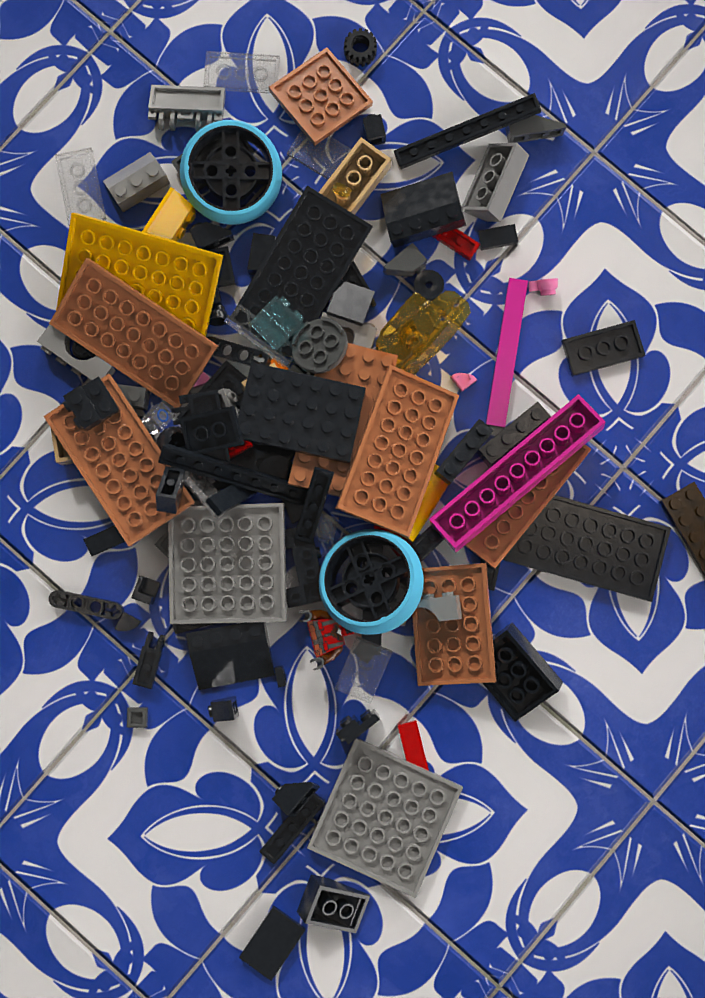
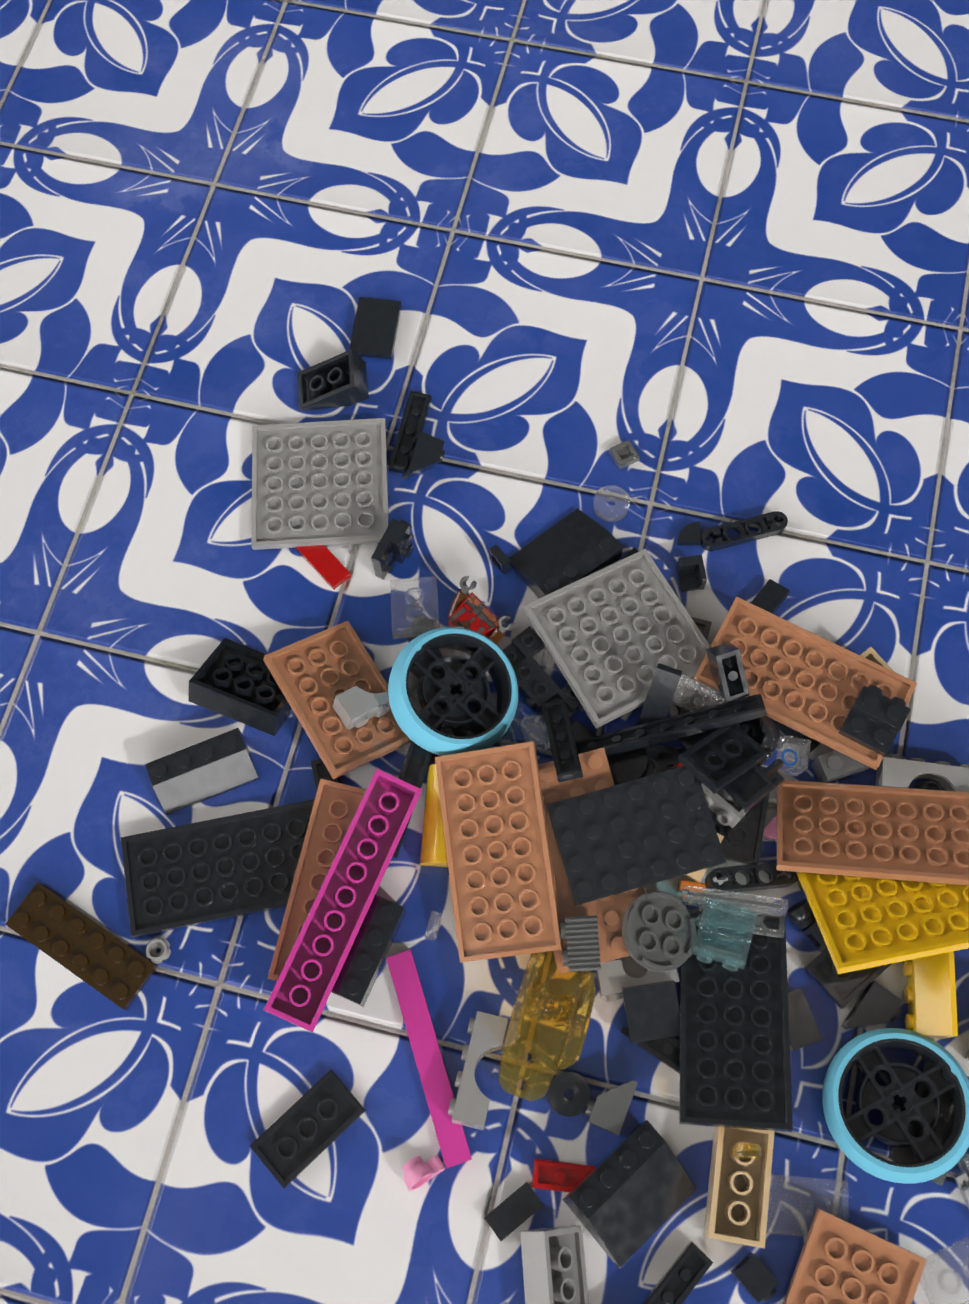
camera: 155 degrees right, 15 degrees down
(148, 662) = (644, 508): black hinge -> none
(164, 686) = (611, 494): none -> clear piece
(223, 709) = (539, 499): black slope -> none
(374, 361) = (582, 943): none -> dark grey brick
(463, 380) = (464, 991): bright pink tile -> none
(463, 430) = (433, 926): none -> clear tile
(464, 452) = (420, 898): black plate -> none
(495, 306) = (471, 1104): none -> light grey arch
(574, 621) = (202, 771): none -> slope
(660, 510) = (151, 950): none -> light grey plate

